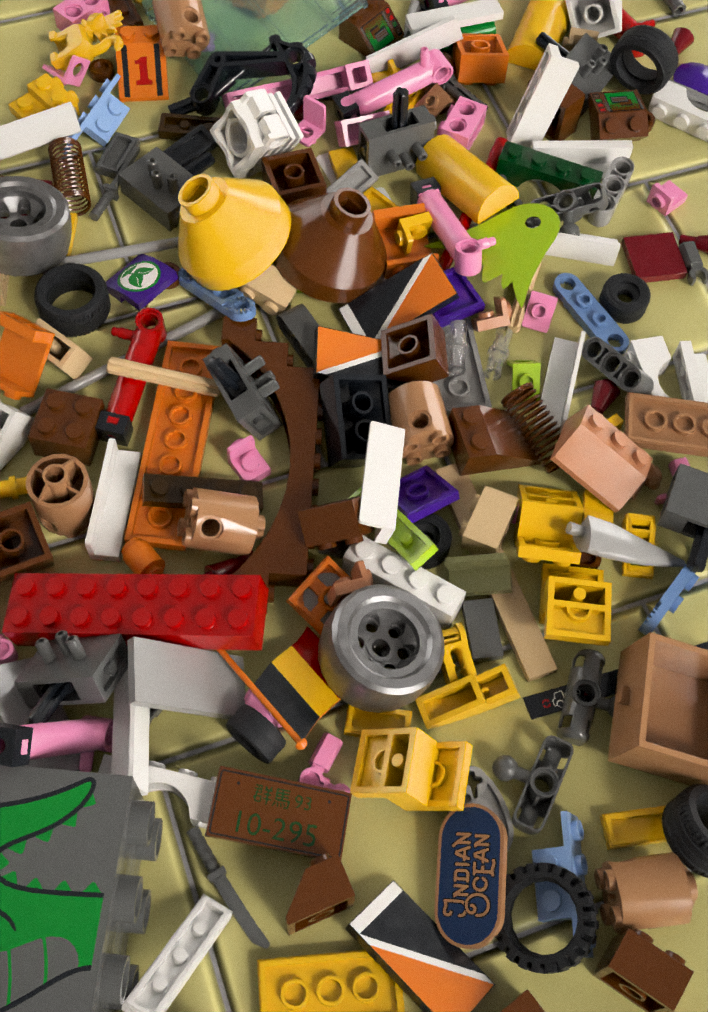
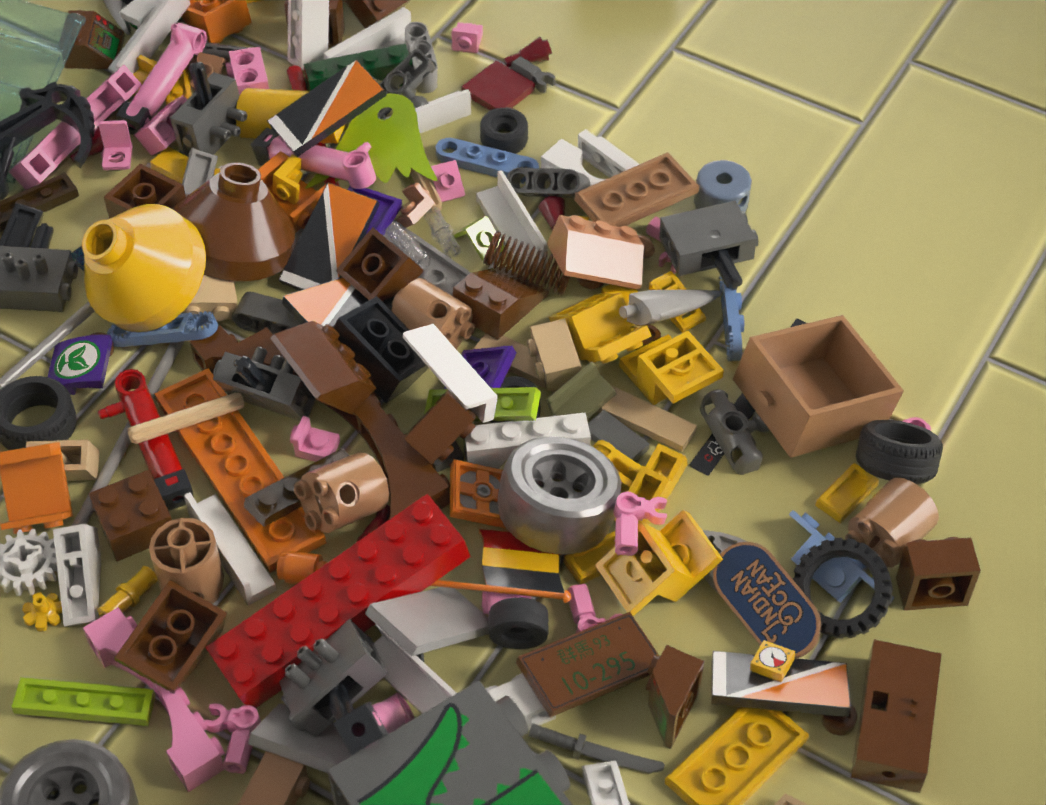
camera: 35 degrees left, 10 degrees down
(255, 129) = (80, 178): white piece -> none
(288, 406) = (325, 365): none -> reddish brown slope
(345, 586) = (493, 460): nougat bracket -> none
(414, 707) = (627, 511): none -> bright pink bar
(427, 933) = (772, 661): none -> yellow tile
(483, 189) = (326, 108): none -> tile
(532, 801) = (762, 523): dark grey piece -> none

